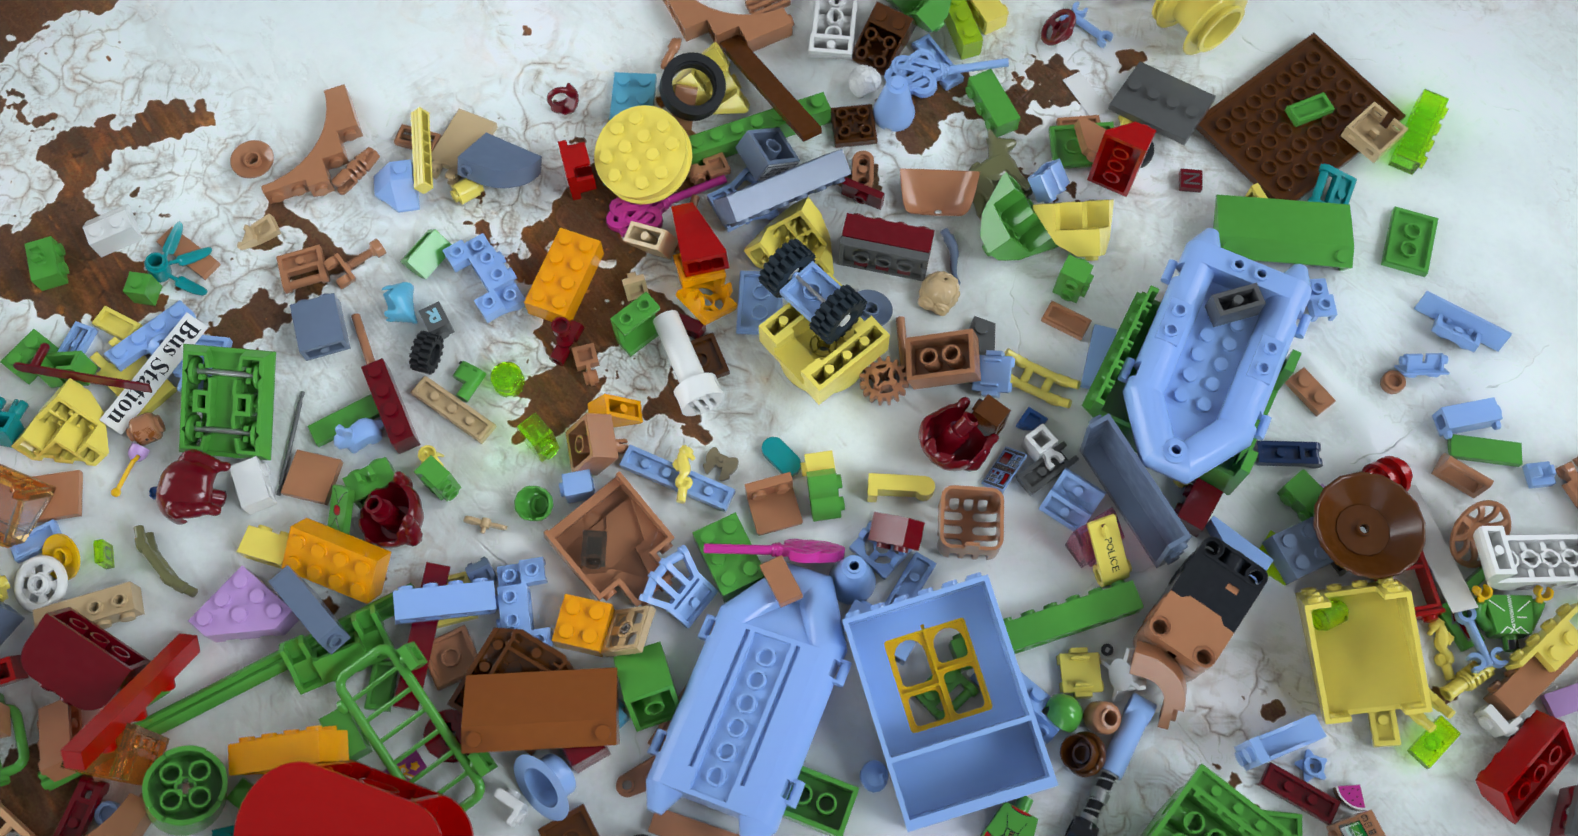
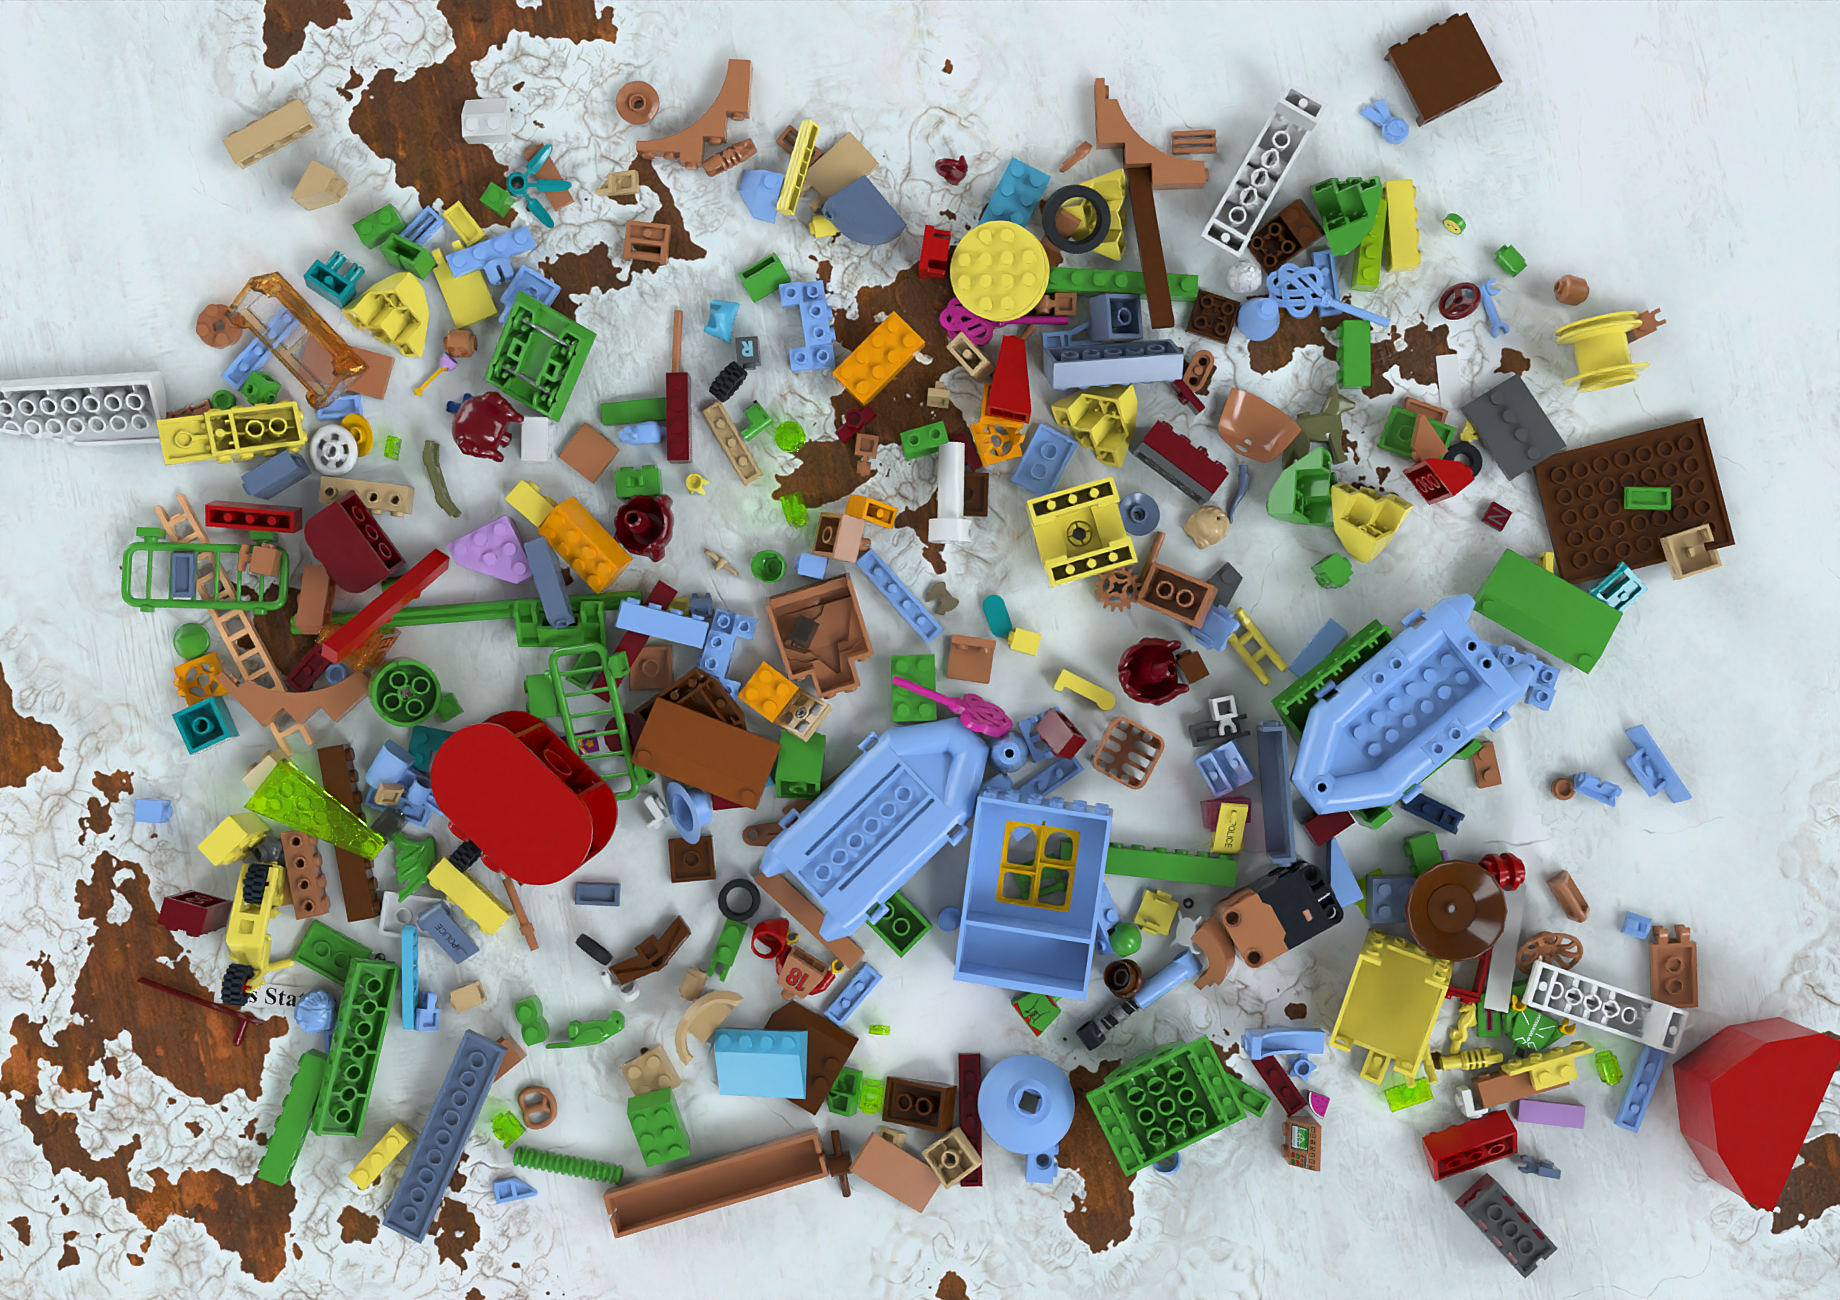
camera: 25 degrees right, 20 degrees up
(36, 368) = (383, 244): dark red piece -> none
(47, 263) = (418, 132): bright green brick -> none
(153, 372) = (484, 294): white sticker -> none
(271, 750) = (494, 696): light orange brick -> none
(290, 443) = (581, 410): dark grey piece -> none
(319, 326) = (643, 309): sand blue brick -> none
(341, 508) = (603, 498): bright green tile -> none
(375, 249) = (718, 251): nougat bar -> none
(438, 479) = (695, 510): bright green window -> none
(683, 466) = (908, 589): light yellow animal -> none
(691, 596) = (865, 708): light blue plate -> none
(781, 581) = (944, 735): nougat tile -> none
(811, 291) = (1087, 492): black plate -> none
(824, 494) = (1017, 670): bright green brick -> none
(1004, 469) = (1182, 714): slope -> none
(1031, 420) = (1228, 680): blue tile -> none
(1048, 181) = (1362, 463): light blue brick -> none
(1066, 320) = (1308, 602): nougat tile -> none
(1102, 717) = (1153, 957): nougat head -> none
(1235, 304) = (1448, 679): dark grey brick -> none
(1330, 617) = (1389, 964): clear neon green brick -> none
(1409, 241) = (1661, 667): bright green tile -> none
(1422, 126) = (1738, 565): clear neon green brick -> none
(1467, 417) = (1606, 850): light blue brick -> none
(1482, 657) = (1488, 1052): light blue bar -> none
(1485, 450) = (1603, 884): bright green tile -> none

